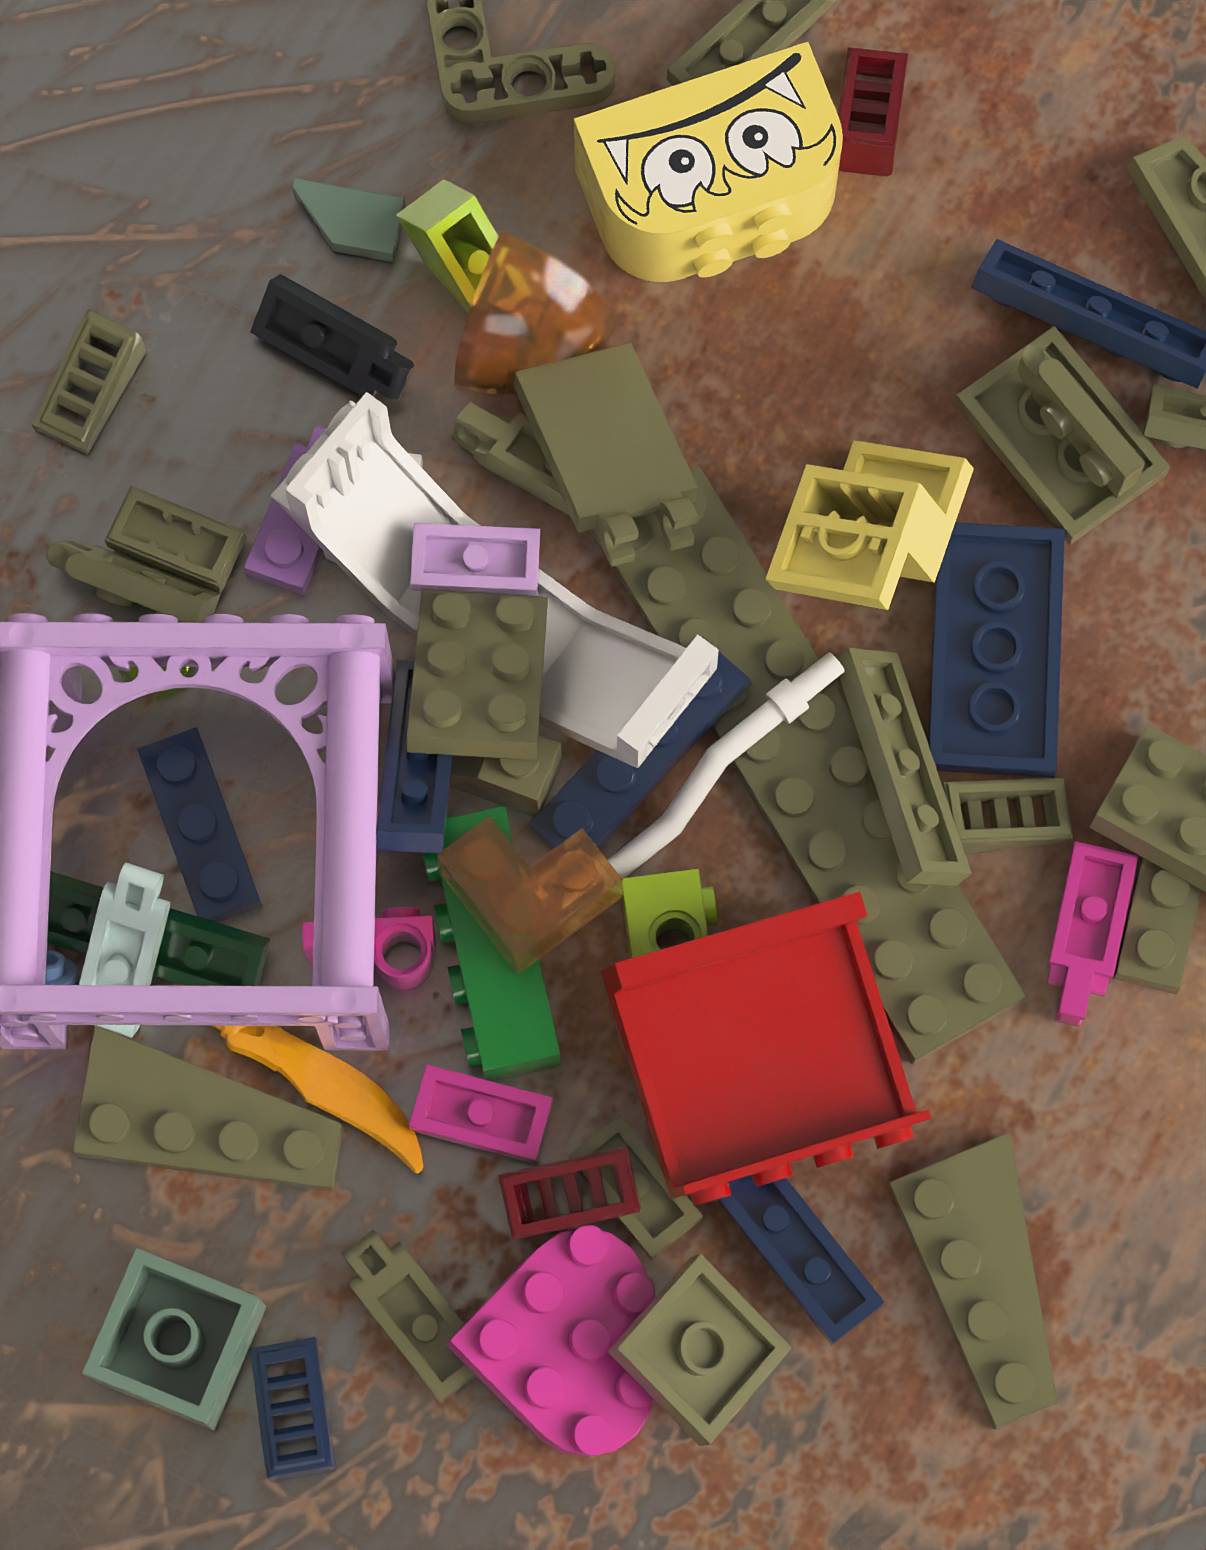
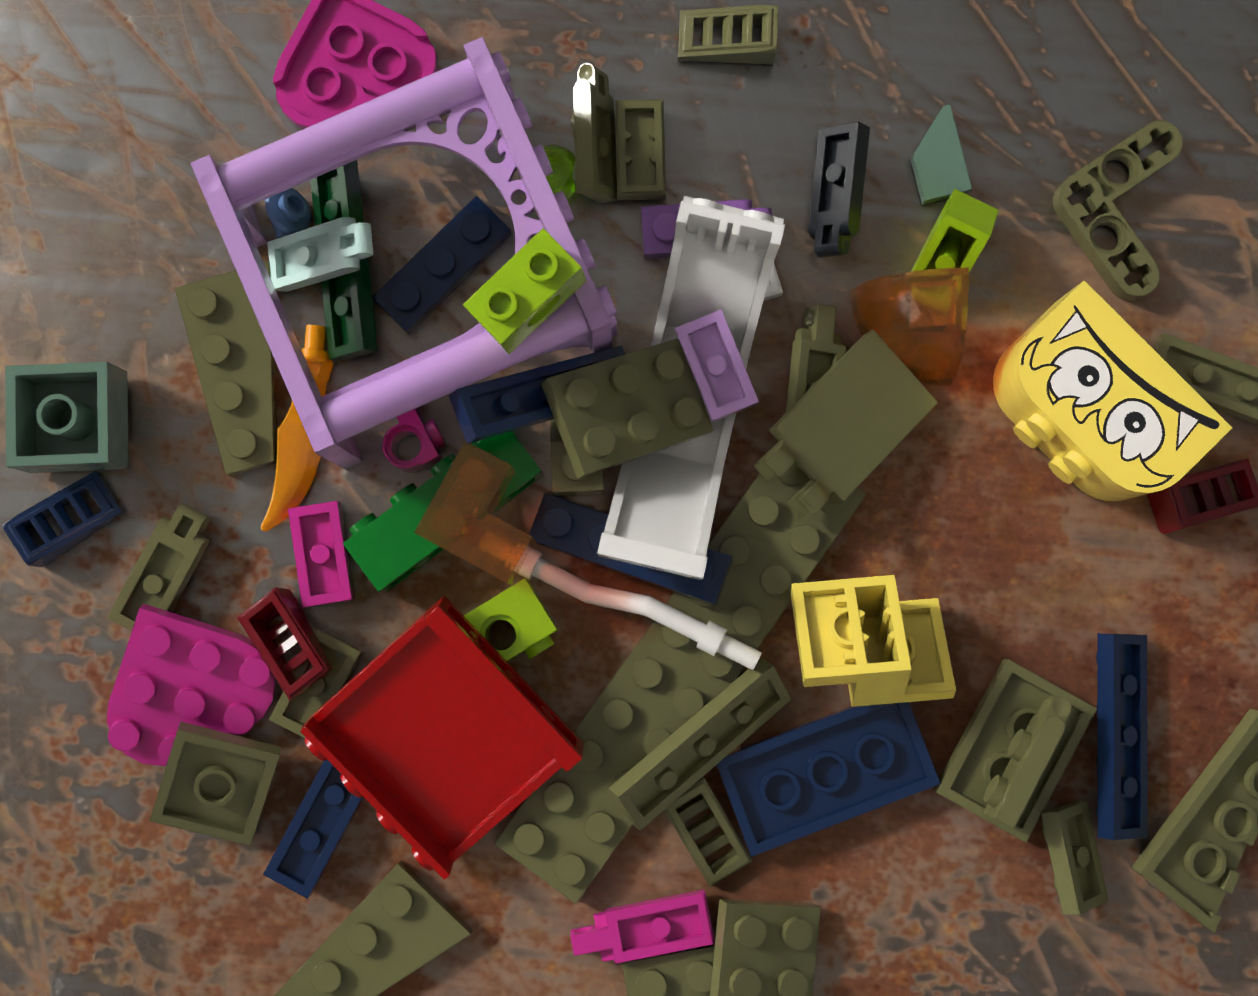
camera: 65 degrees right, 10 degrees up
(311, 691) = (526, 291): none -> lime brick

